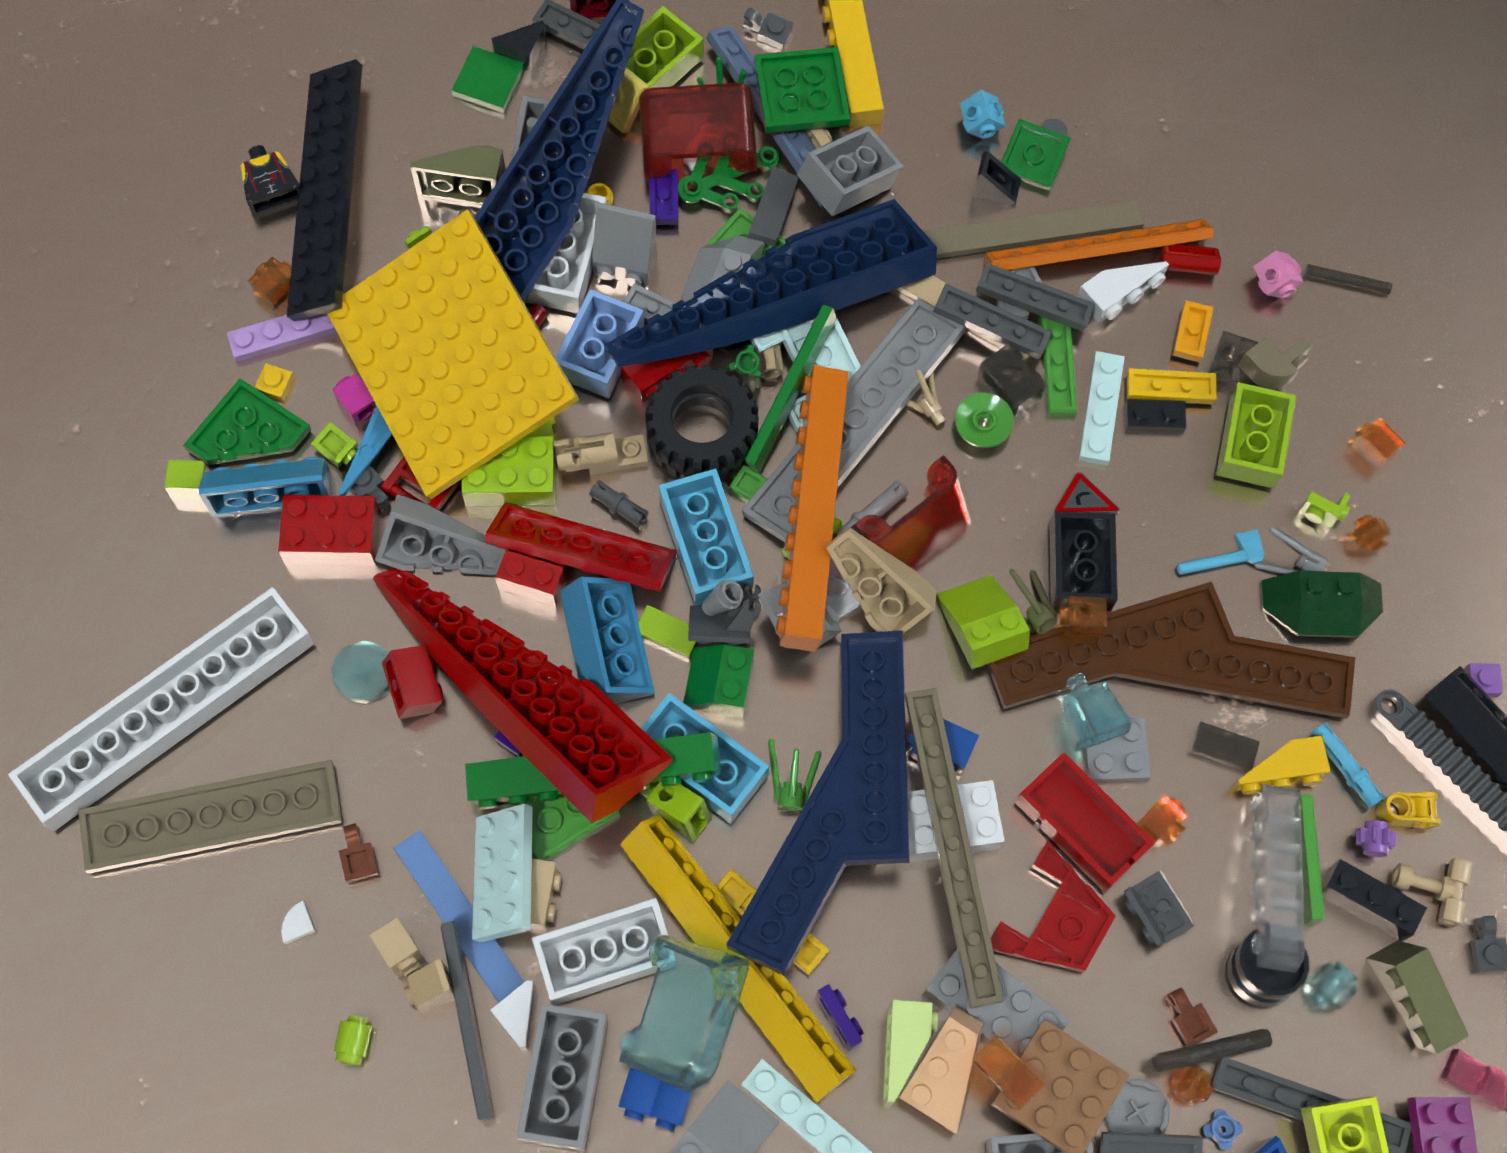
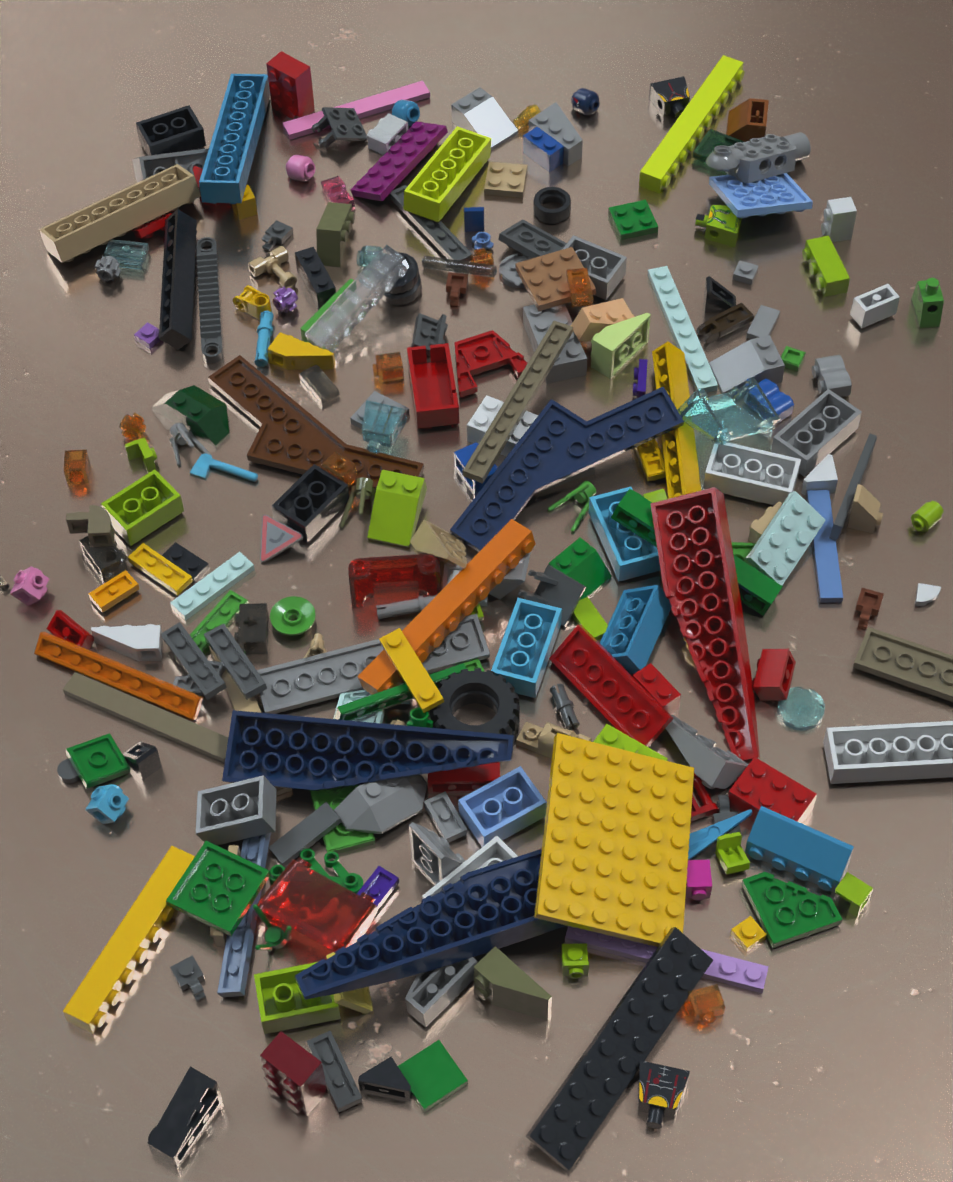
camera: 140 degrees left, 15 degrees down
(398, 948) = (873, 536): tan brick -> none
(724, 597) = (545, 593): light grey cone -> none
(791, 398) = (411, 670): none -> yellow plate

